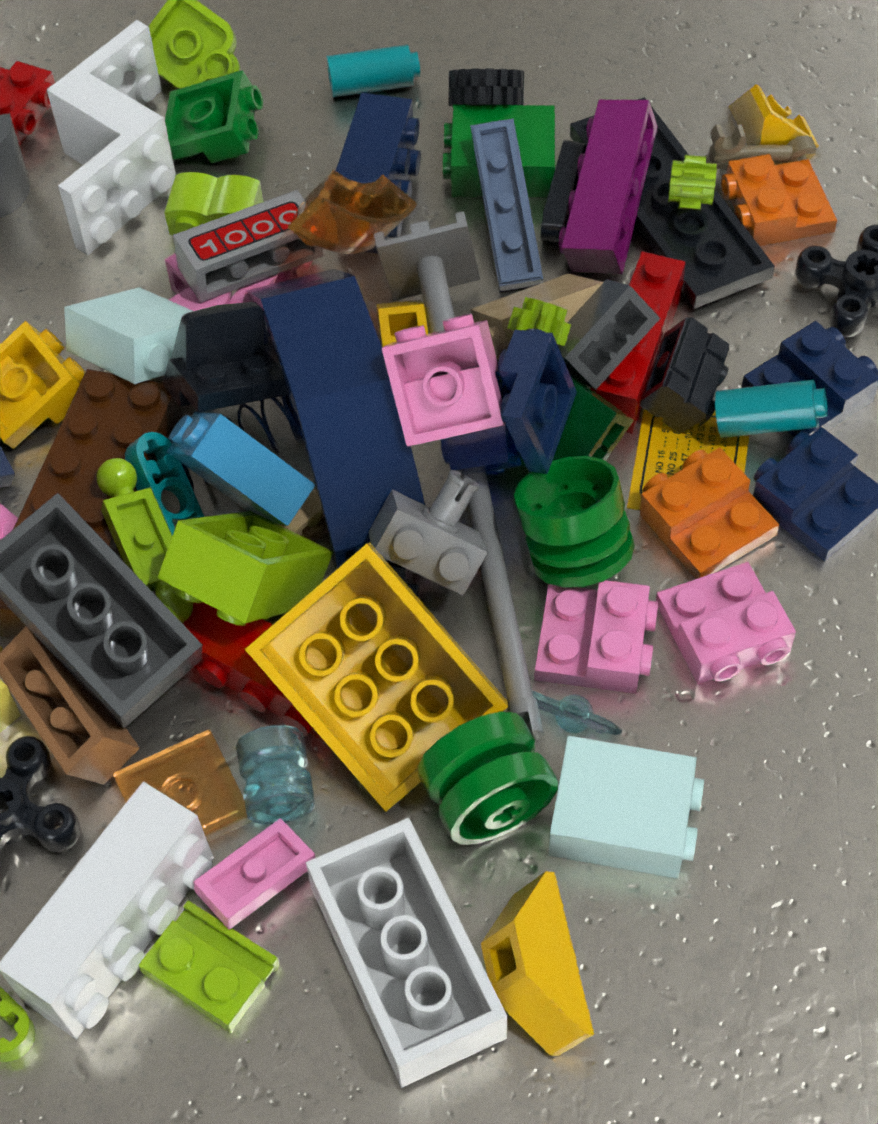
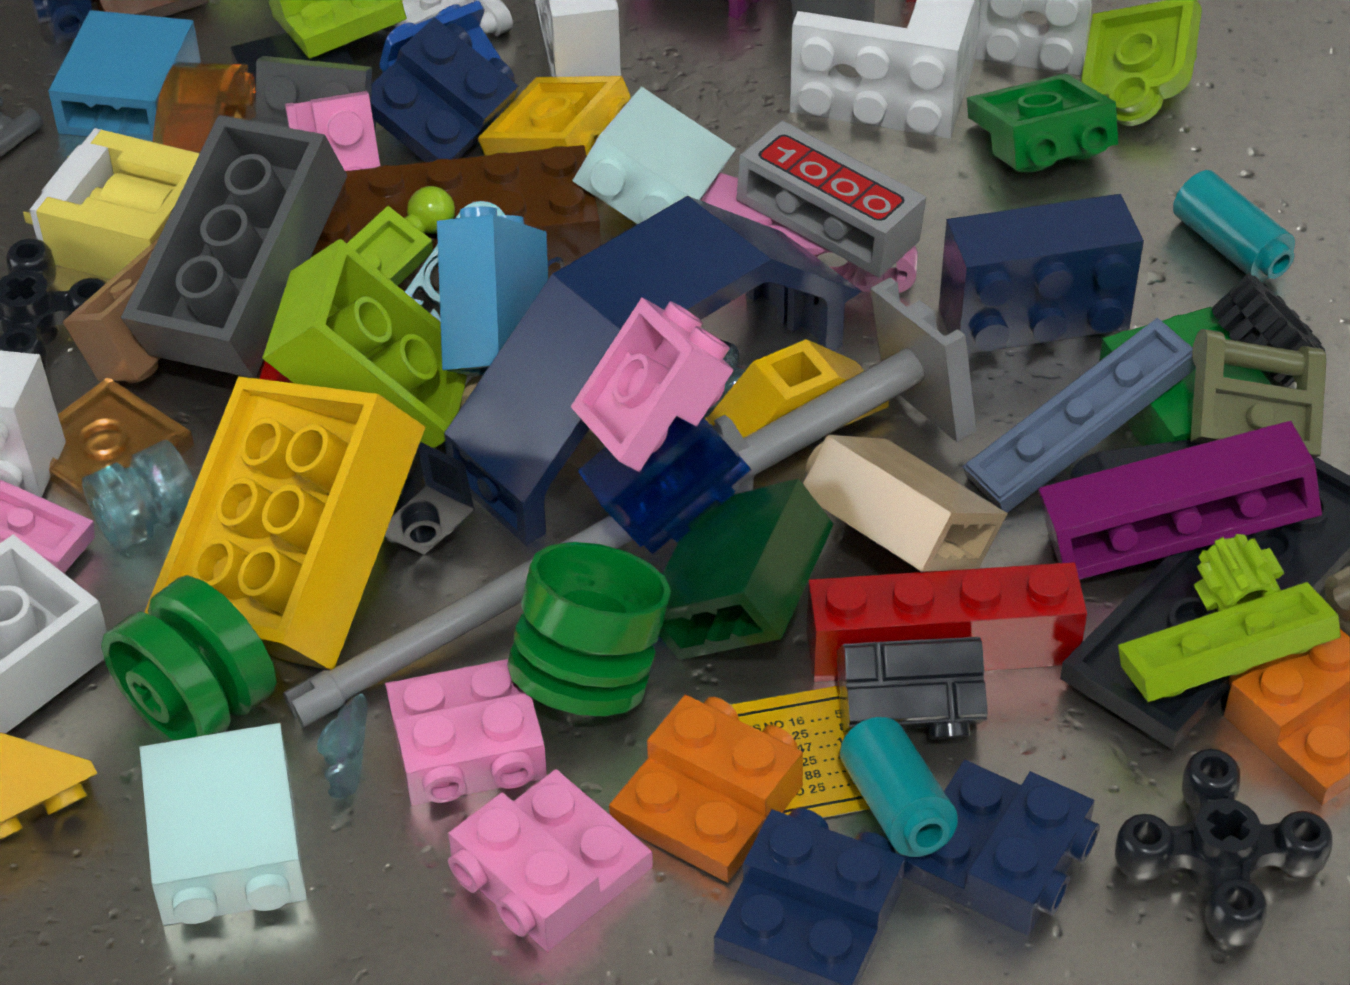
camera: 65 degrees right, 10 degrees down
(203, 198) = (915, 158): lime brick -> none
(222, 359) = (614, 198): black piece -> none
(347, 213) = (895, 240): clear orange brick -> none
(432, 538) = (484, 494): light grey brick -> none
(537, 396) = (686, 485): dark blue plate -> none
(541, 316) = (829, 467): lime gear -> none
(568, 117) = (1236, 406): none -> olive plate
(605, 332) = (874, 545): dark grey brick -> none
(738, 207) = (1229, 641): none -> lime plate

